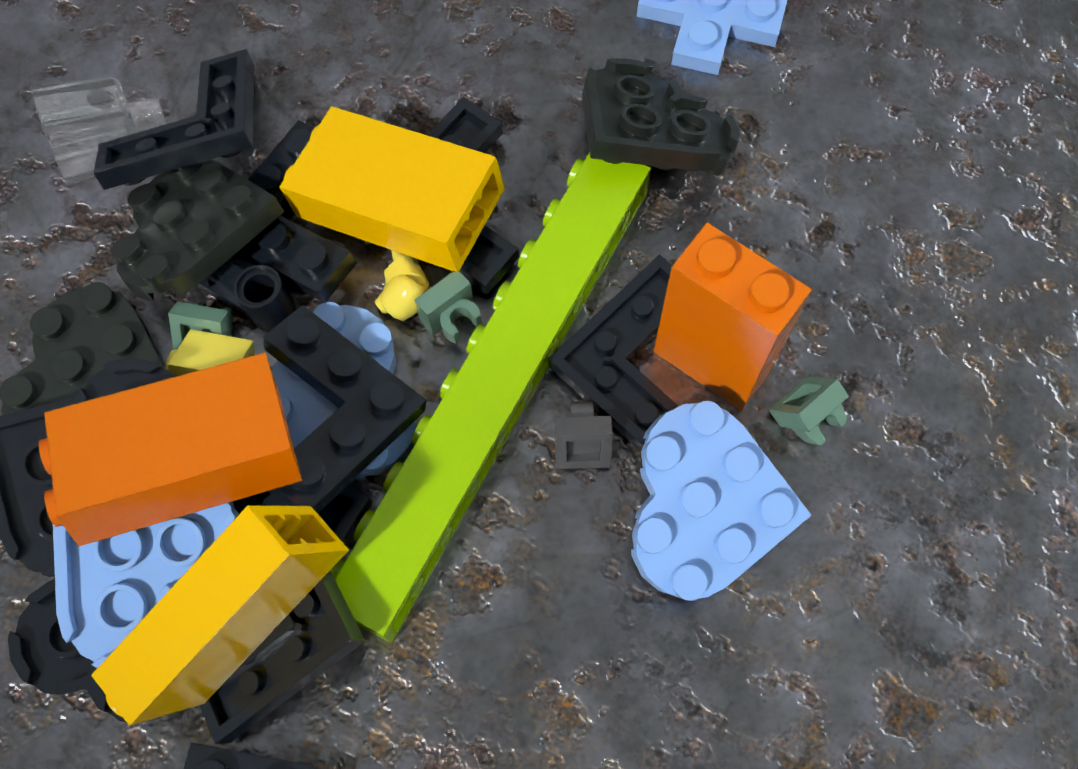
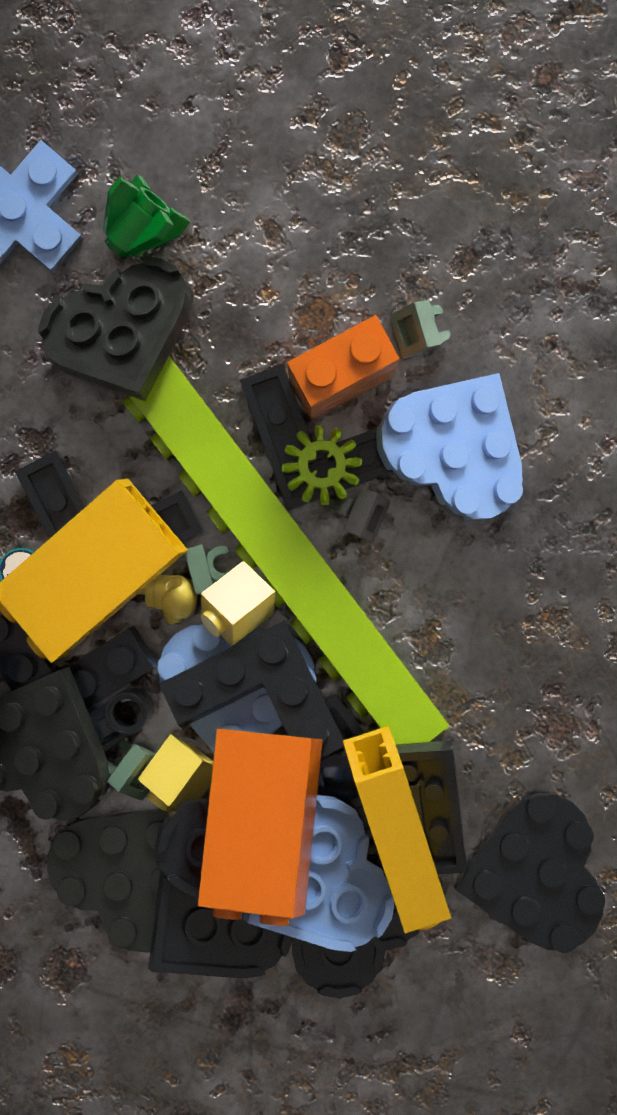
camera: 65 degrees left, 20 degrees up
(422, 345) = (237, 604): none -> brick
(619, 345) = (334, 475): none -> lime gear
(763, 98) = (138, 218): none -> green brick

